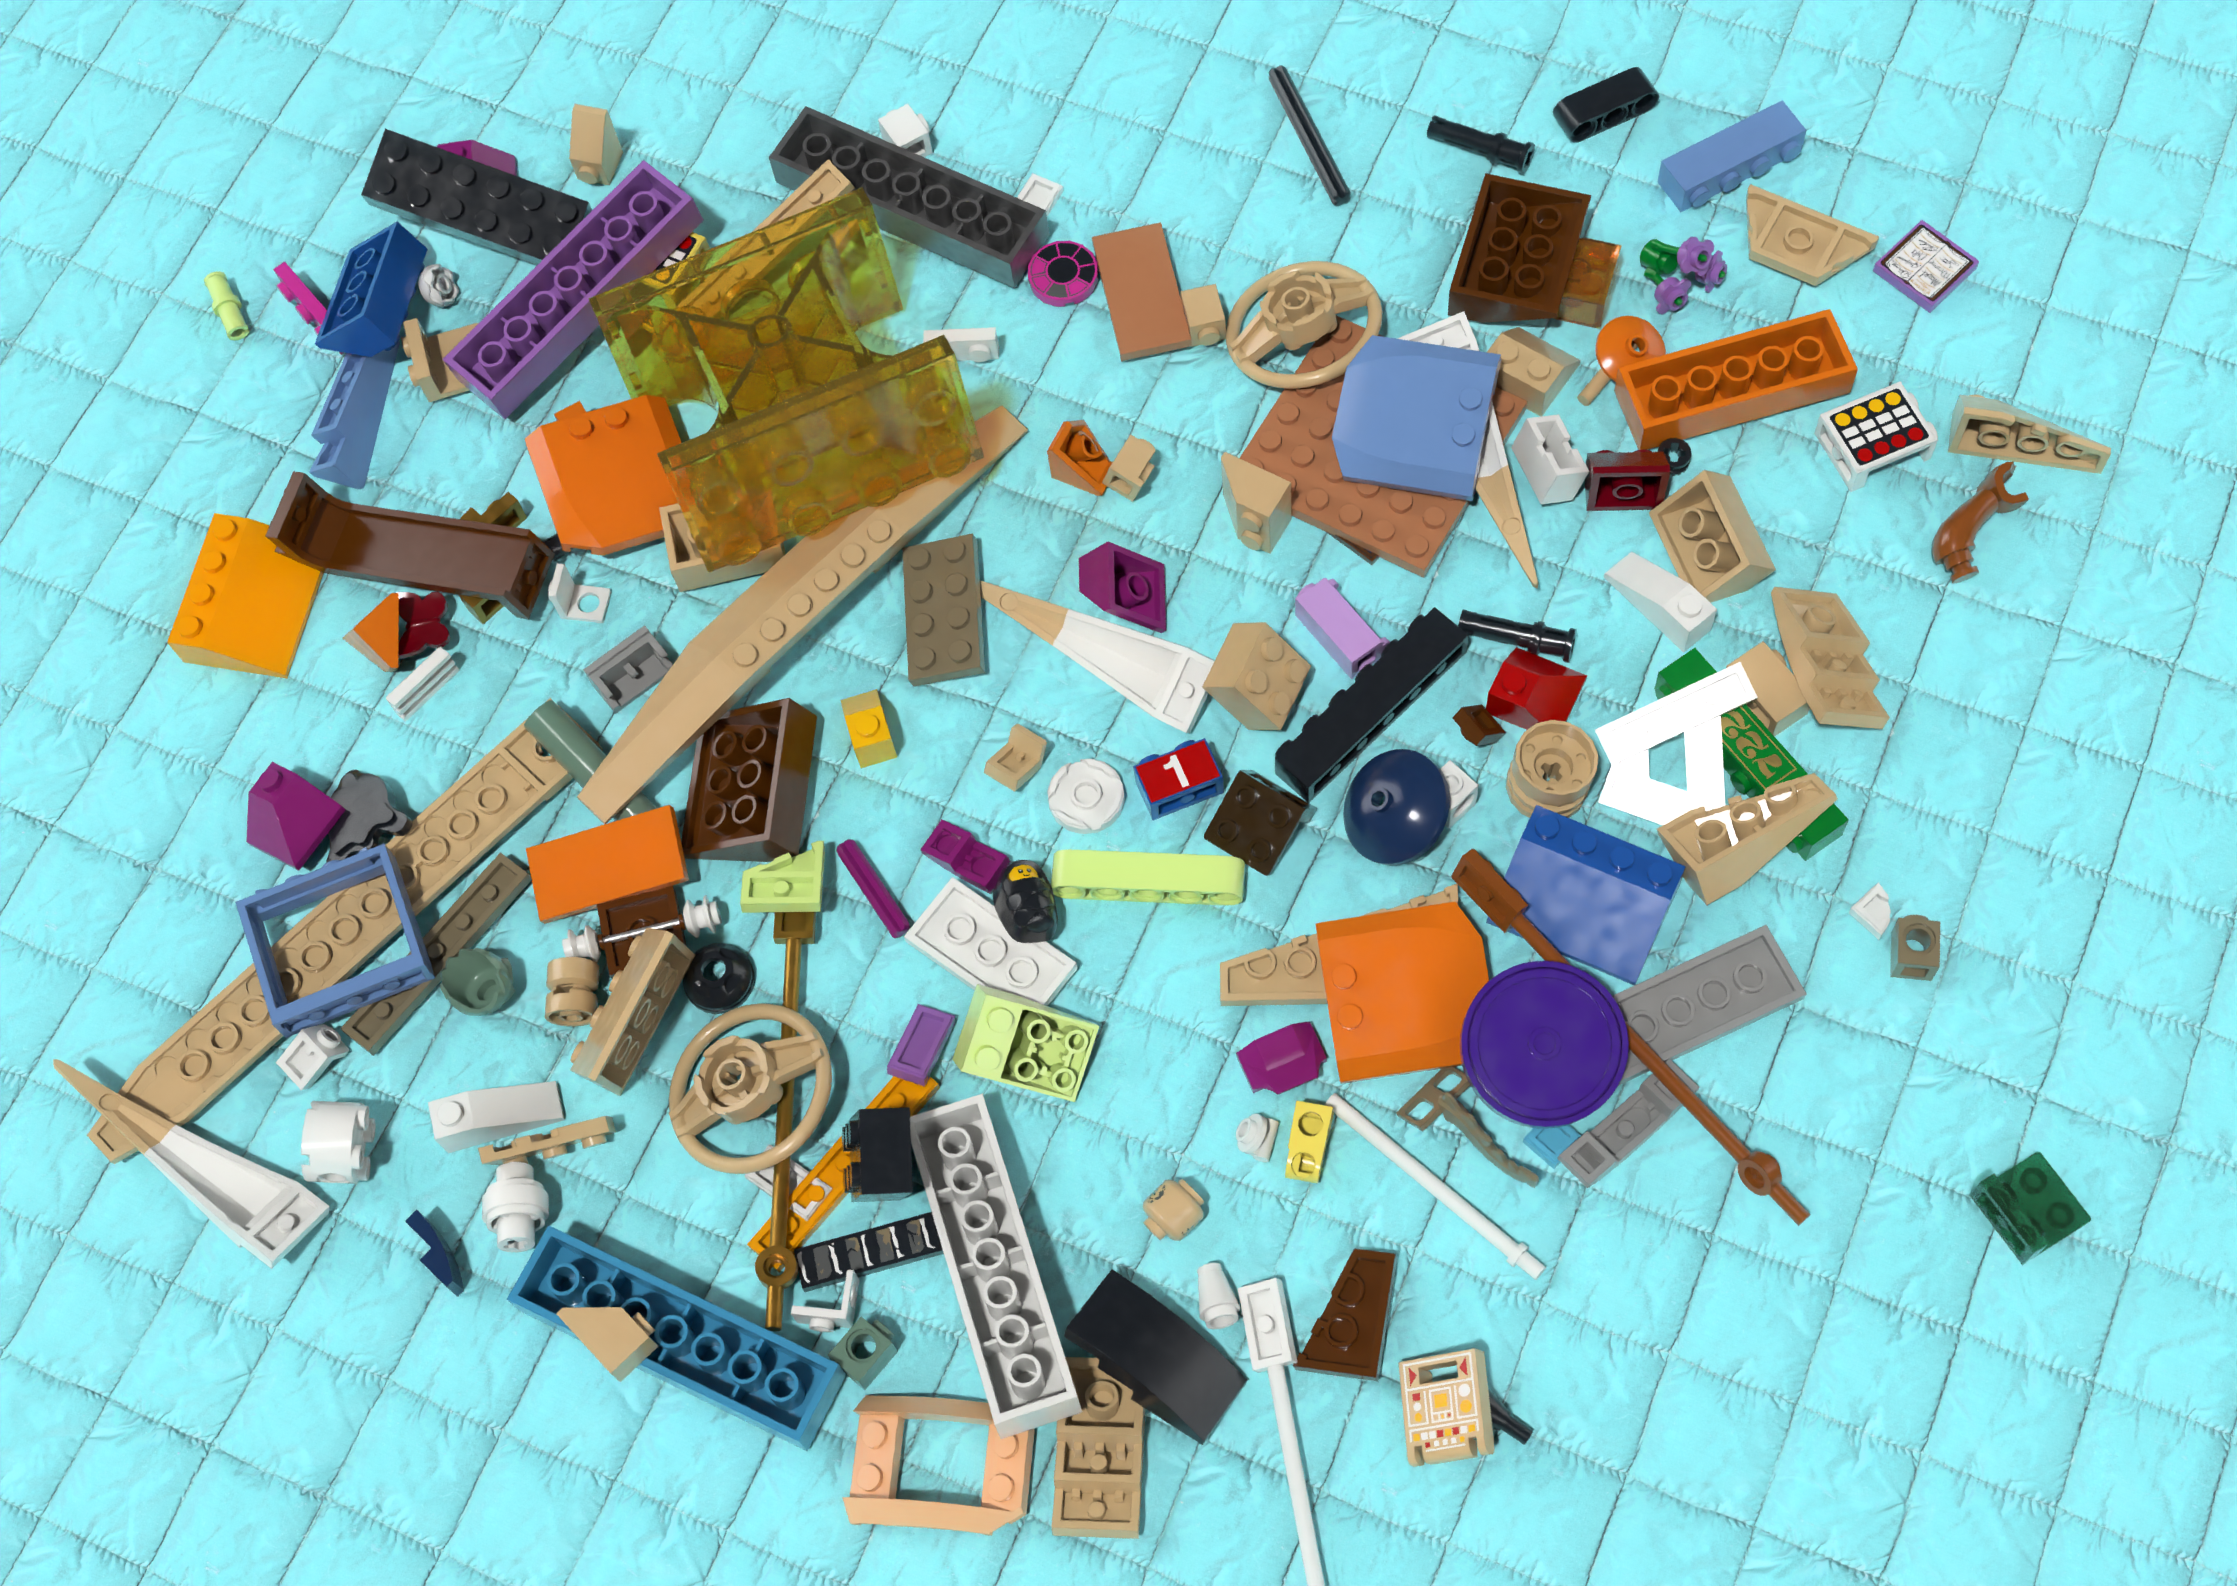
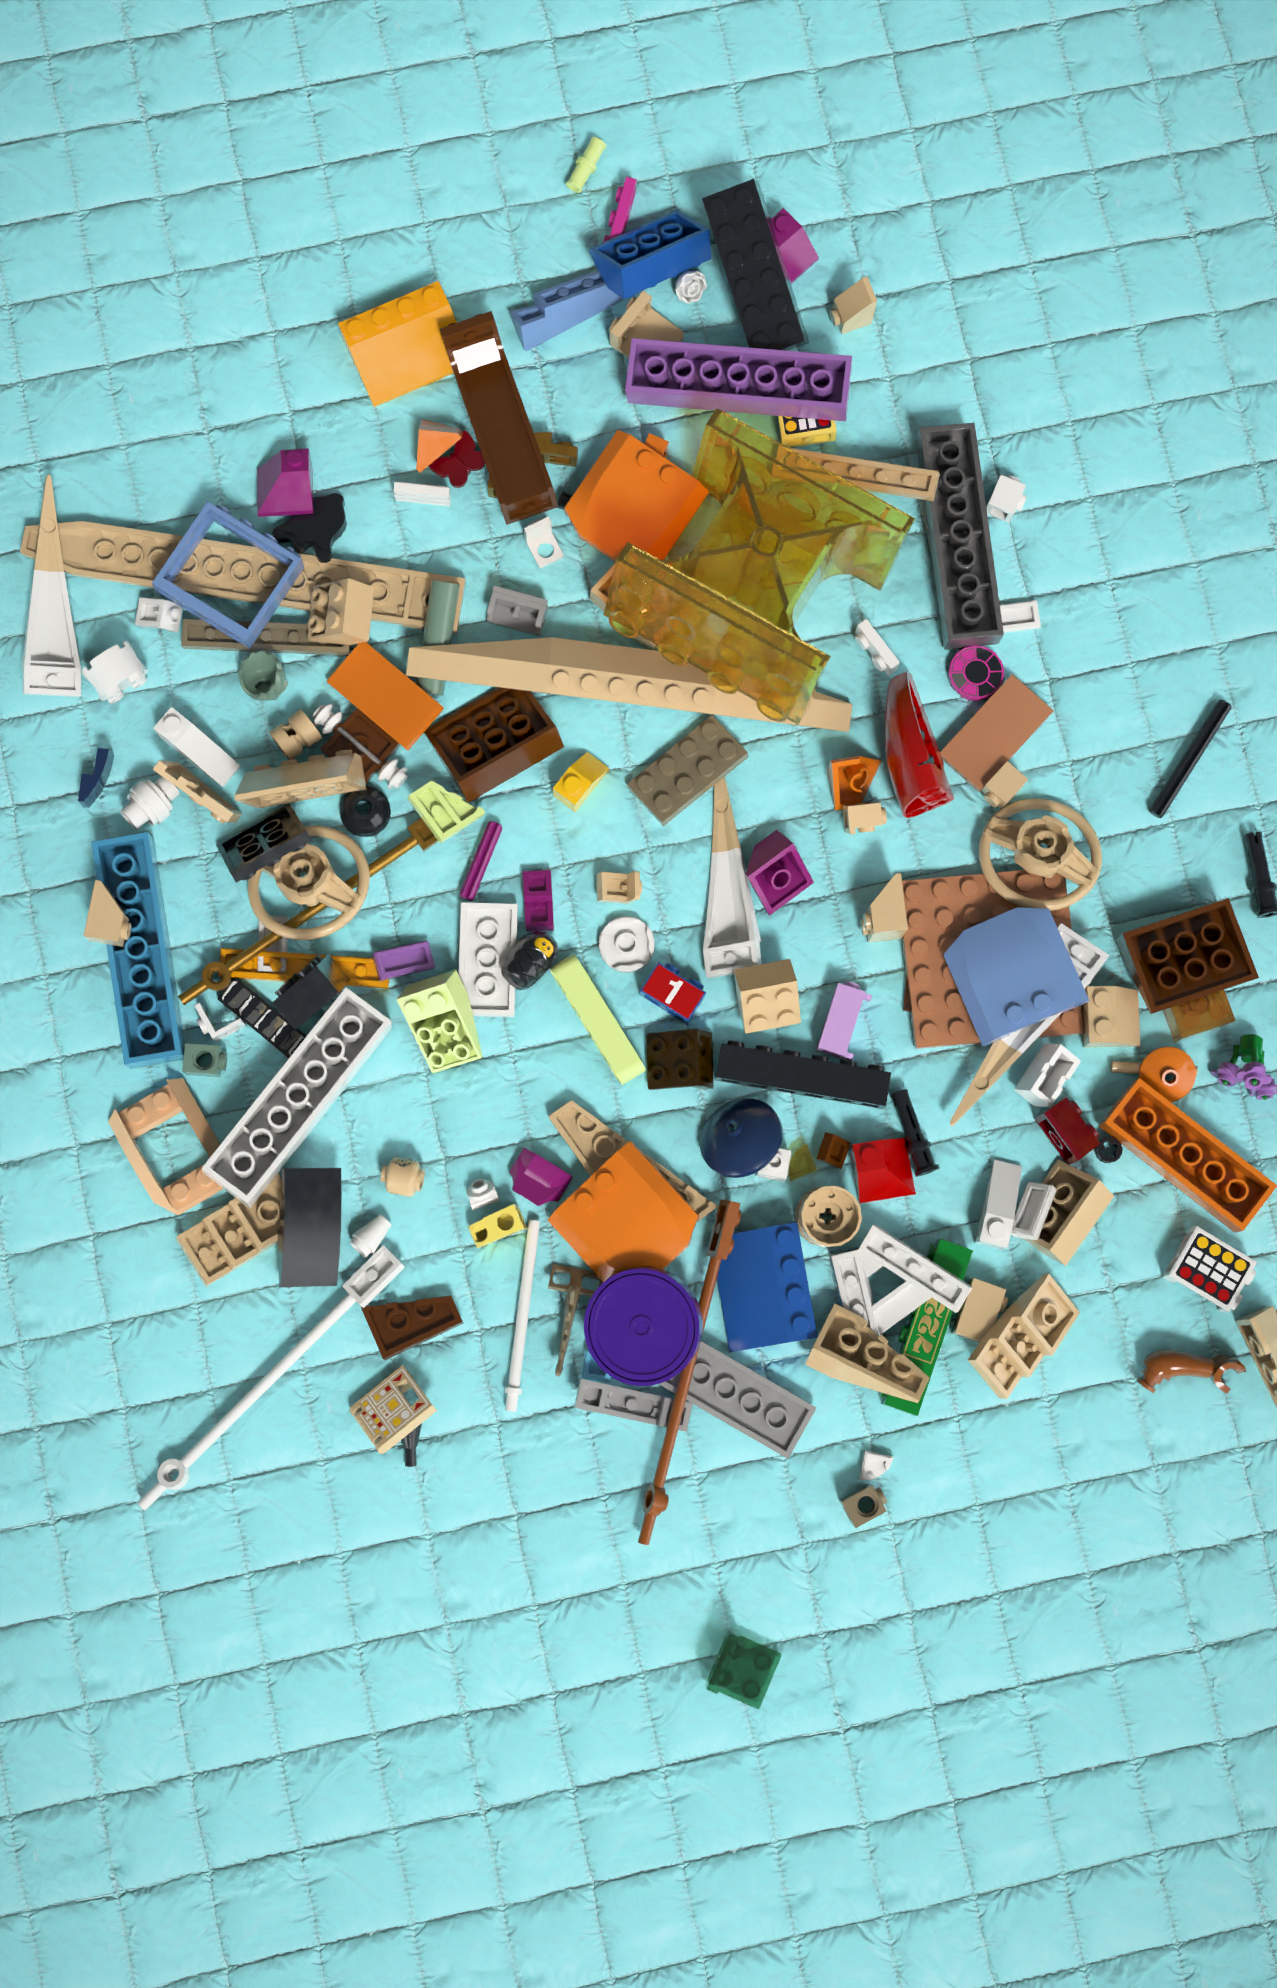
camera: 40 degrees right, 15 degrees up
(478, 846) = (341, 612): none -> tan slope
(666, 1101) = (263, 843): none -> black plate
(1097, 371) = (915, 784): none -> red panel
(1471, 764) = (801, 1163): none -> clear yellow tile
(1690, 562) = (1033, 1210): none -> white tile

